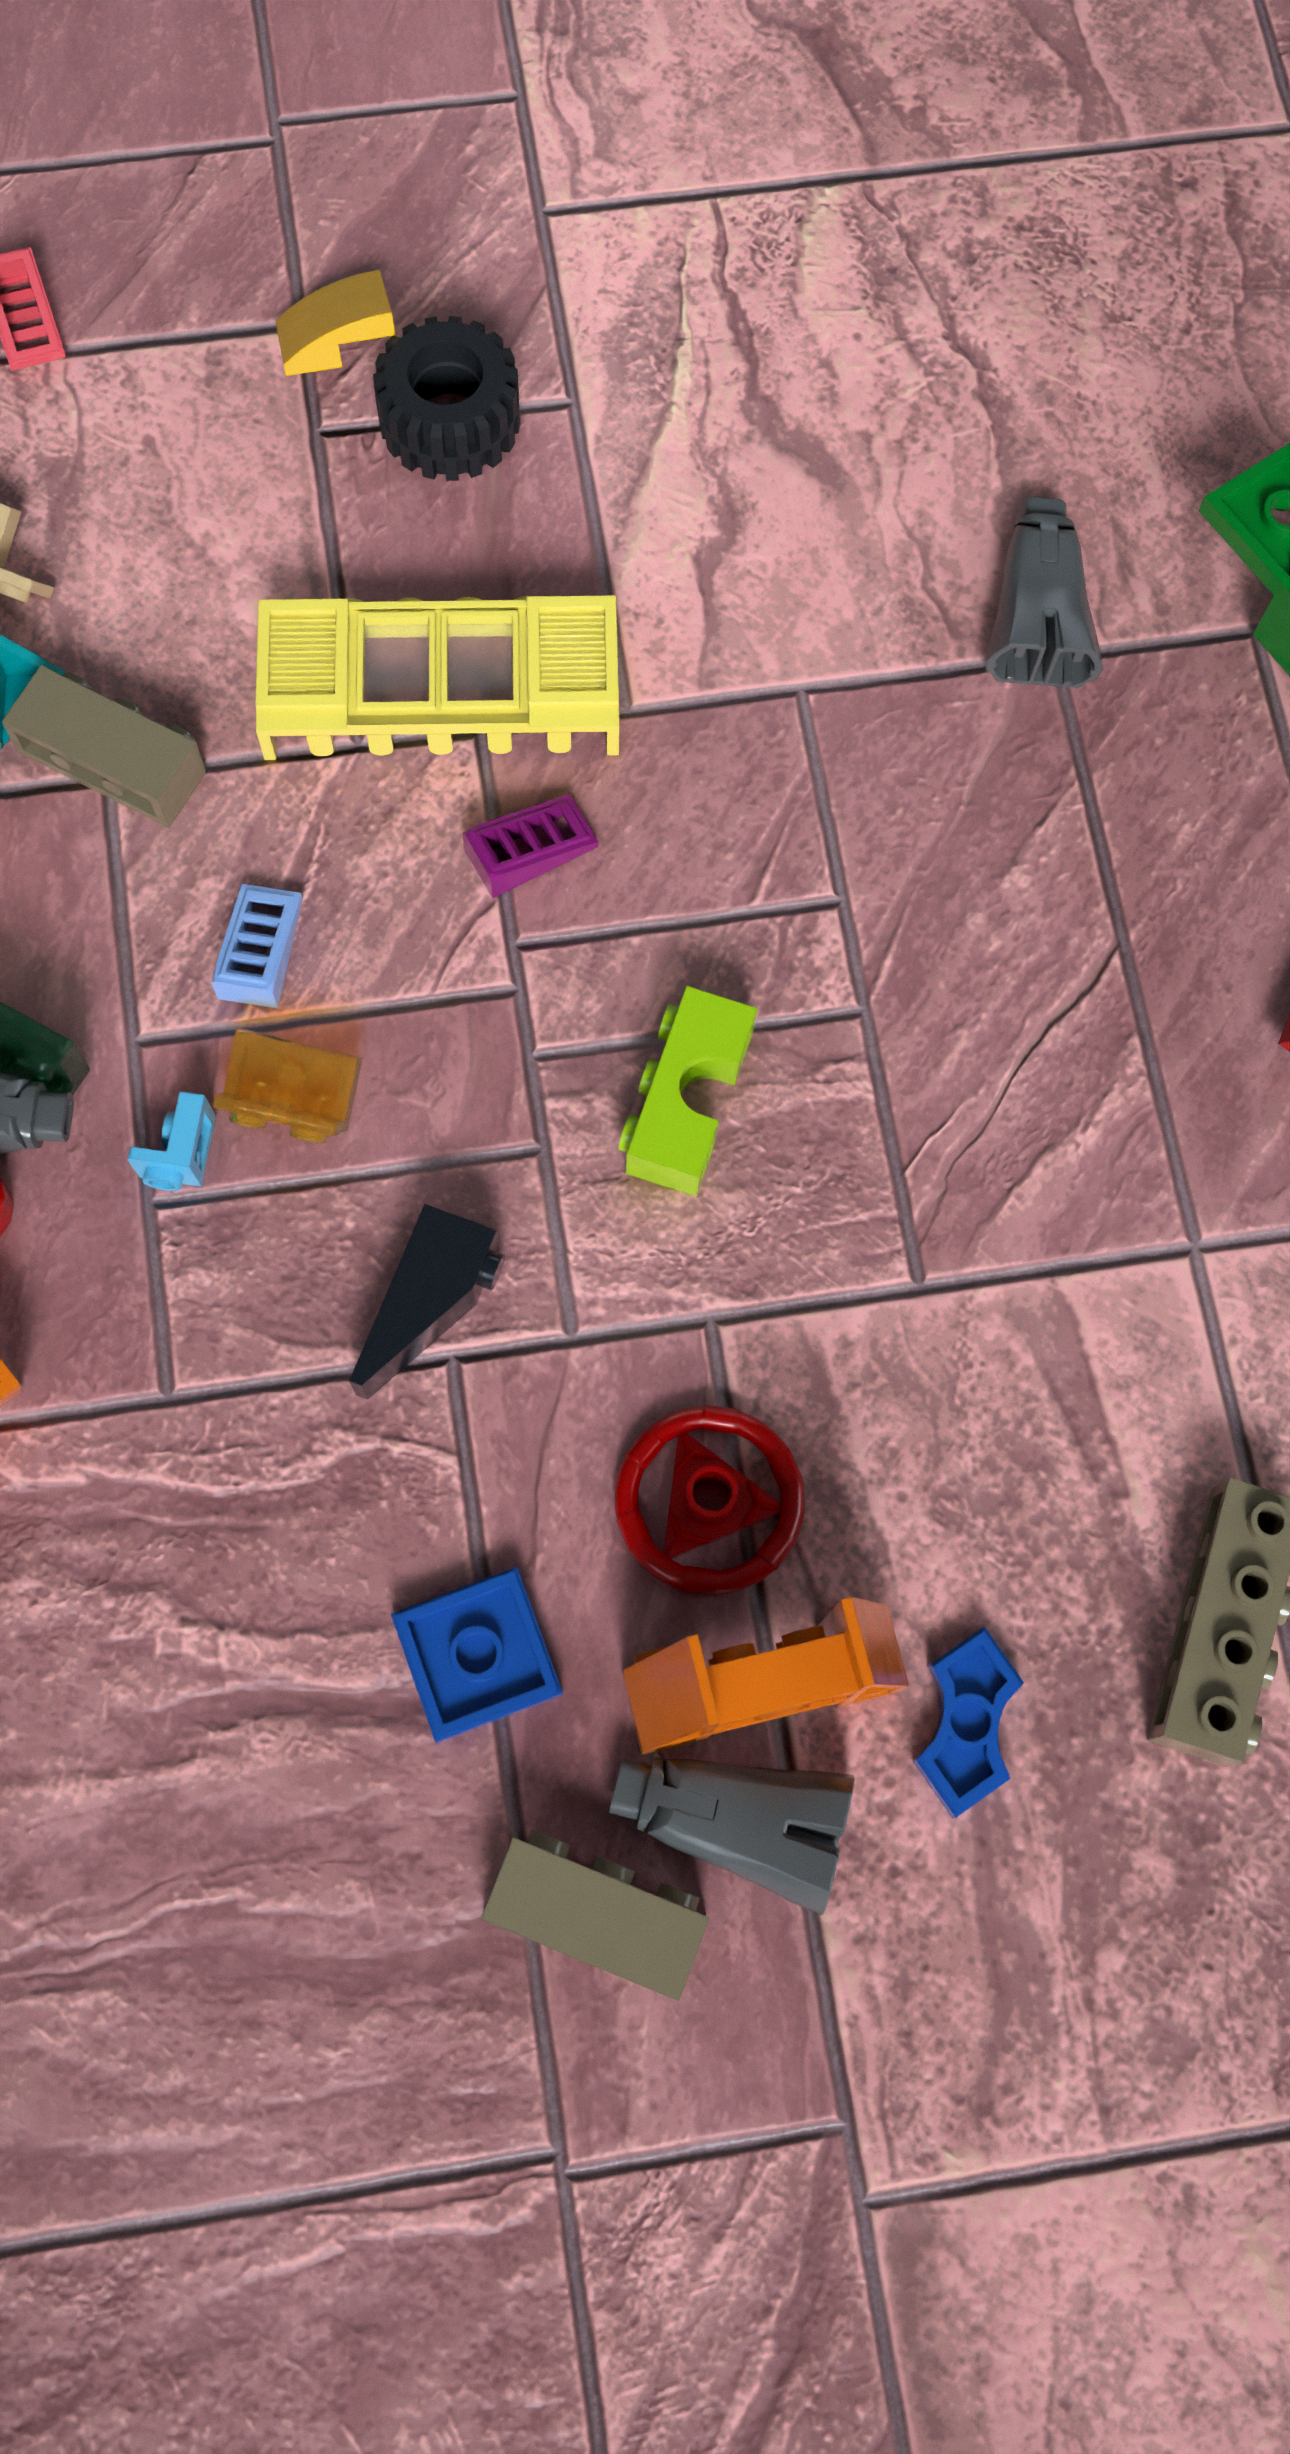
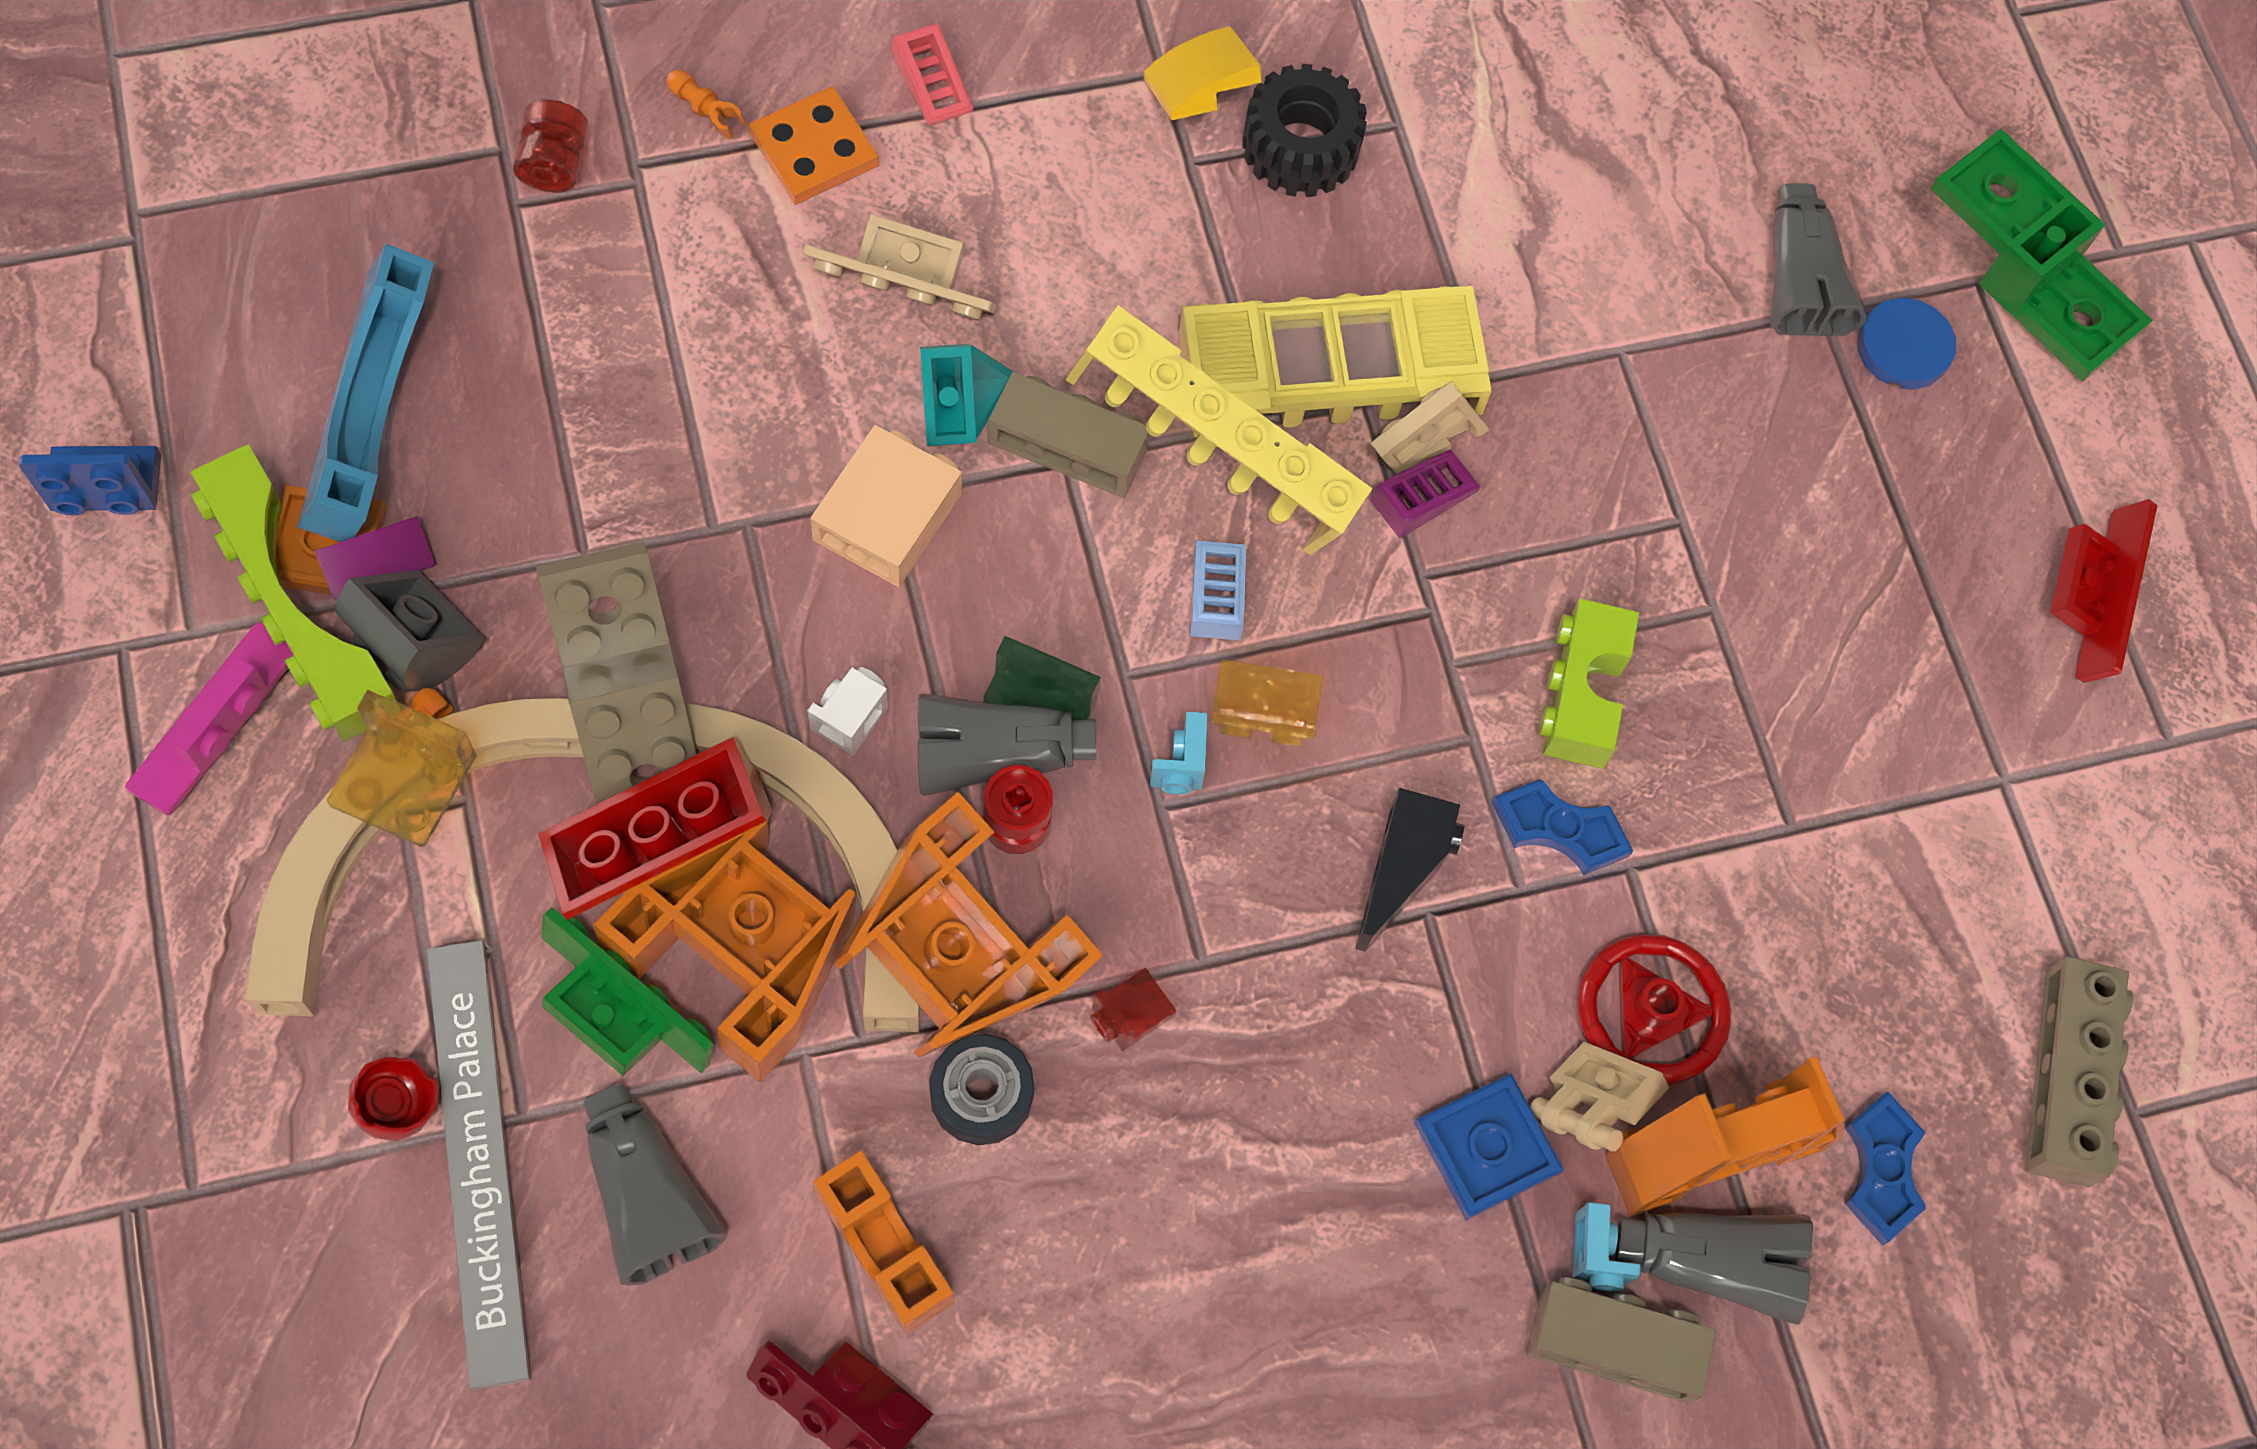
camera: 10 degrees left, 5 degrees down
(63, 1451) = (1131, 1010): none -> clear red bracket
(269, 756) = (1225, 421): none -> light yellow window
(539, 766) = (1427, 429): none -> tan wing
(588, 1786) = (1593, 1244): none -> medium azure bracket
(628, 1595) = (1607, 1084): none -> tan plate
(657, 1276) = (1584, 835): none -> blue tile
(1152, 701) = (1907, 343): none -> blue tile

